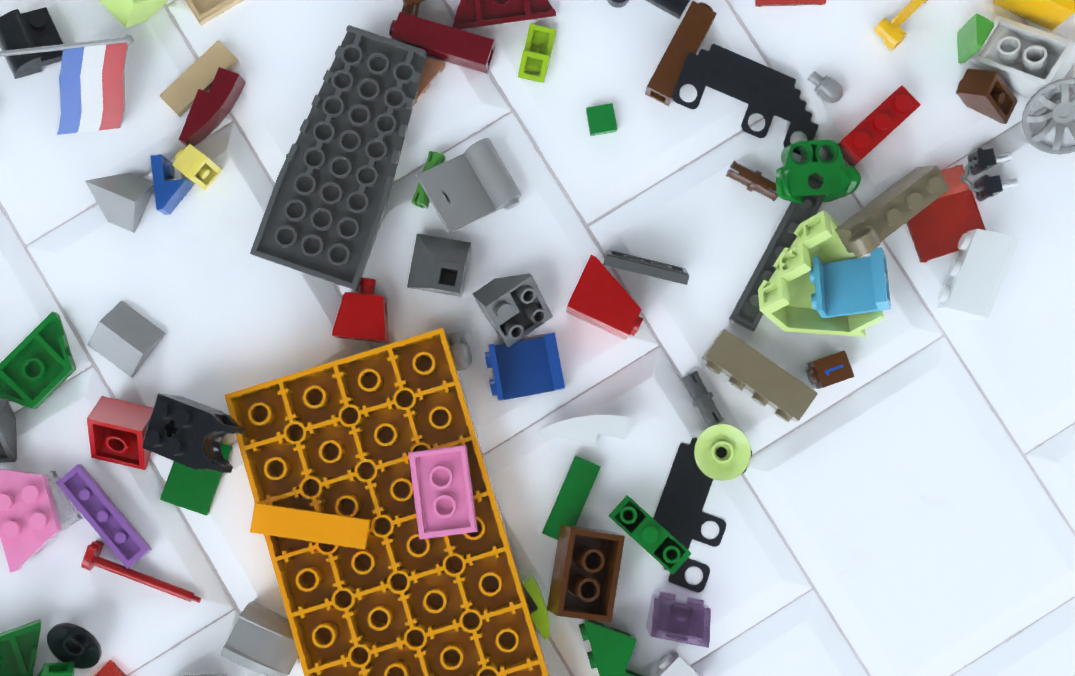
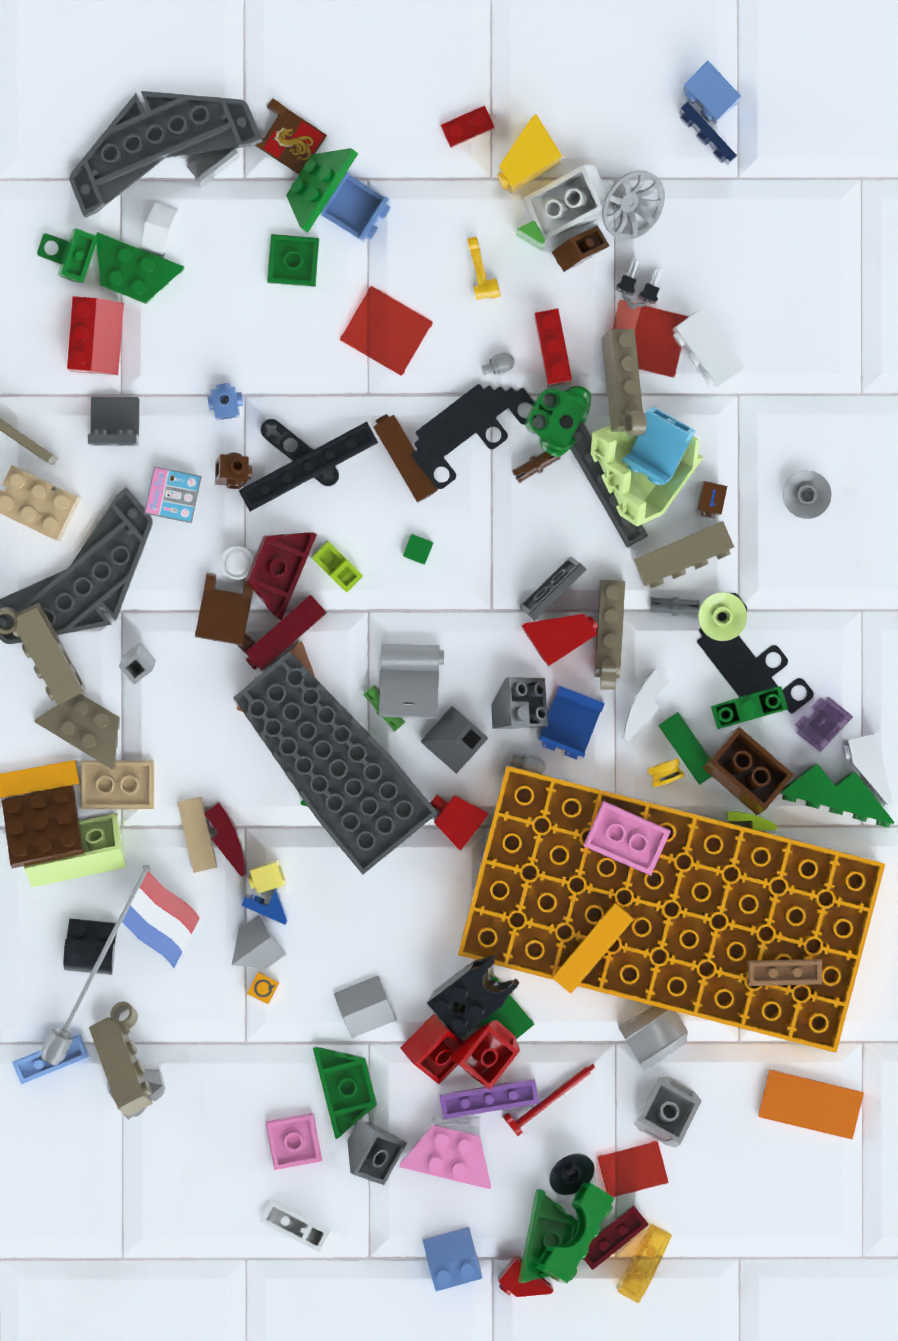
camera: 60 degrees left, 5 degrees up
(87, 229) = (263, 987): none -> light orange tile
(145, 485) = (487, 1053): none -> red slope
(534, 488) = (663, 770): none -> yellow wheel
(637, 350) = (609, 632): none -> dark tan hinge
(908, 461) = (819, 491): none -> light grey dish

